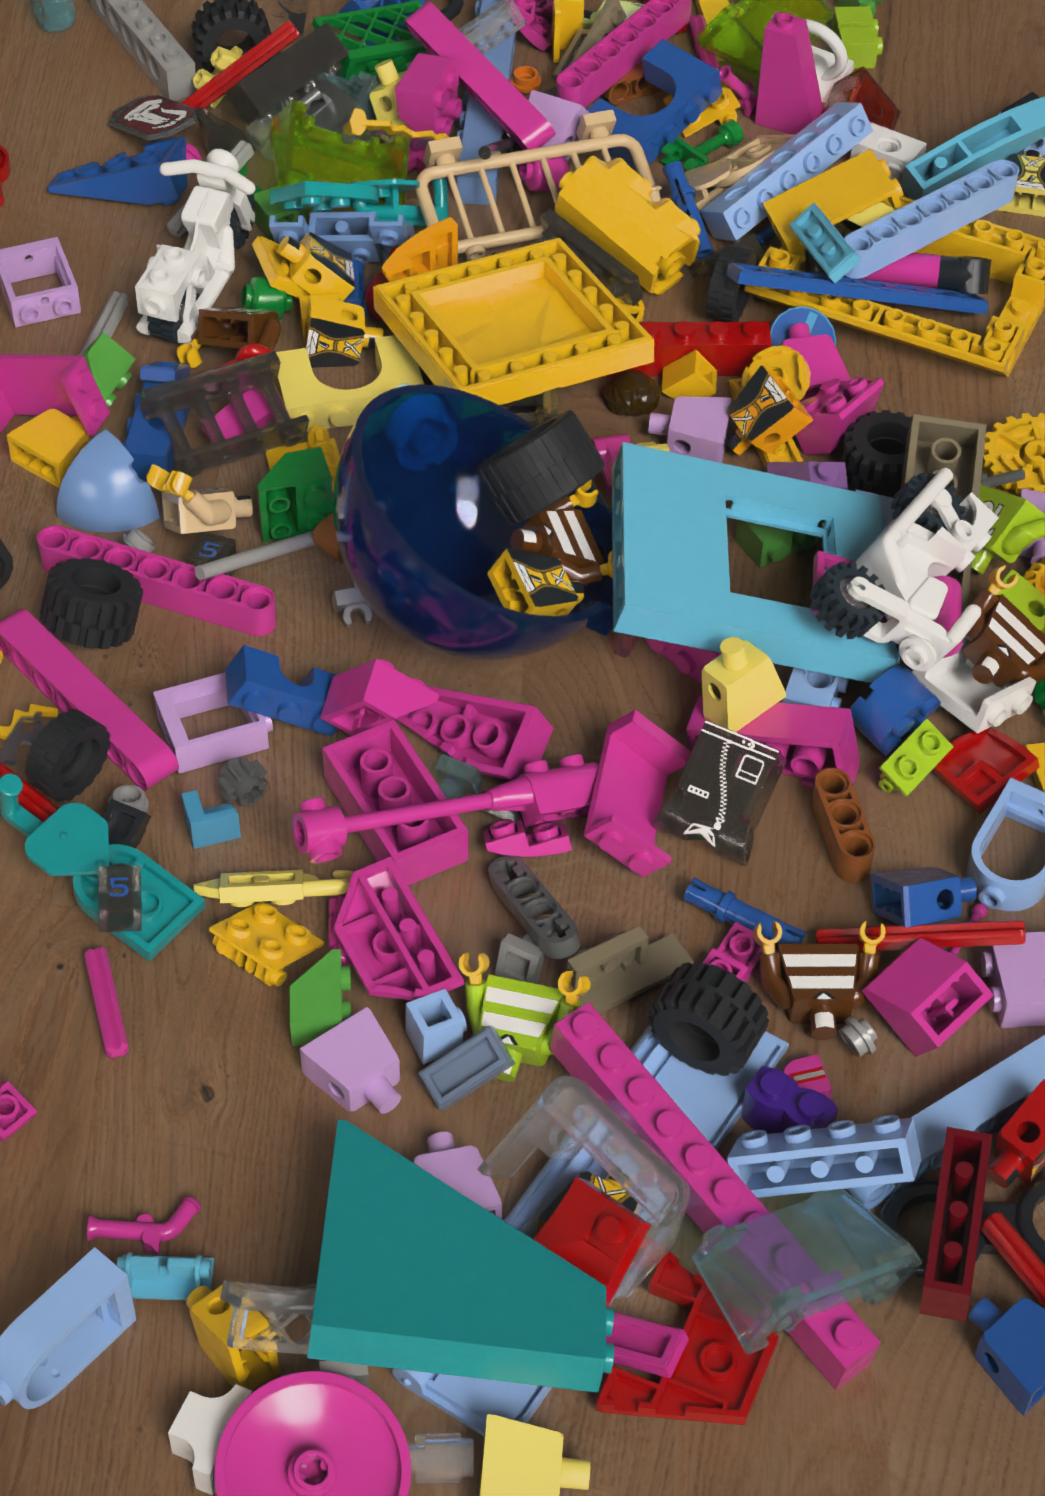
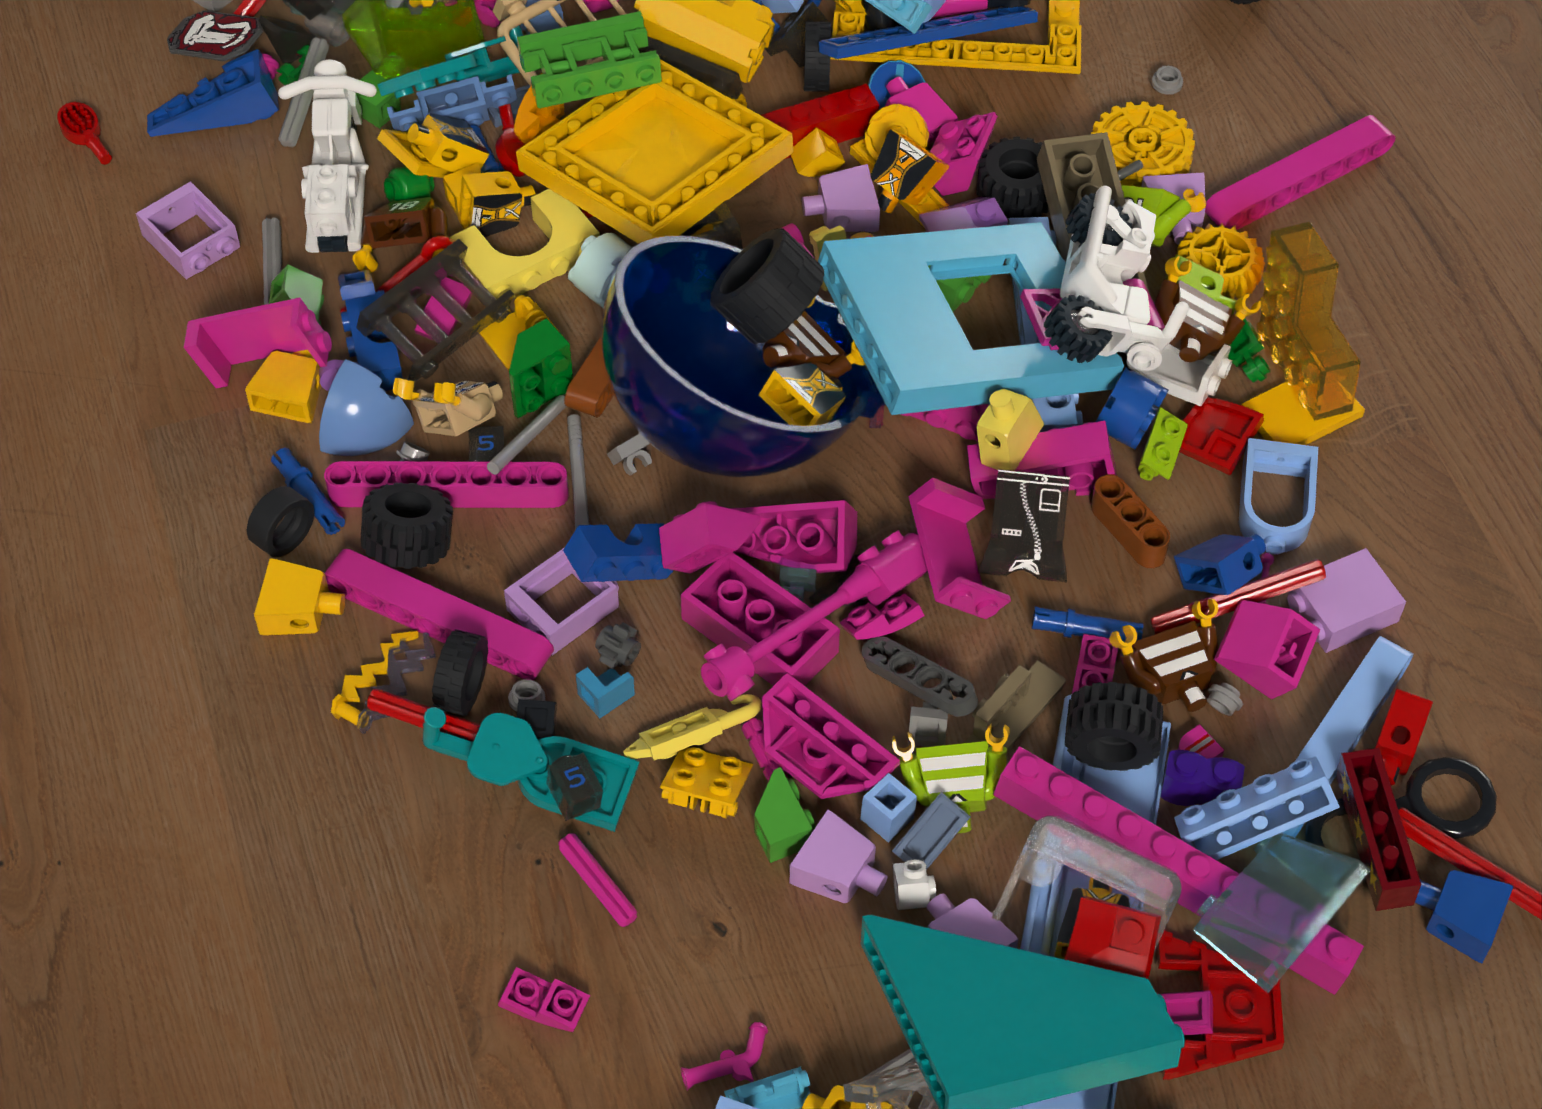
camera: 20 degrees left, 5 degrees up
(20, 541) = (301, 480): none -> blue pin
(295, 606) = (578, 471): none -> light grey piece
(422, 1113) = (912, 885): none -> white plate
(517, 207) = (561, 48): none -> bright green fence
(632, 393) = (776, 185): dark brown hair -> none

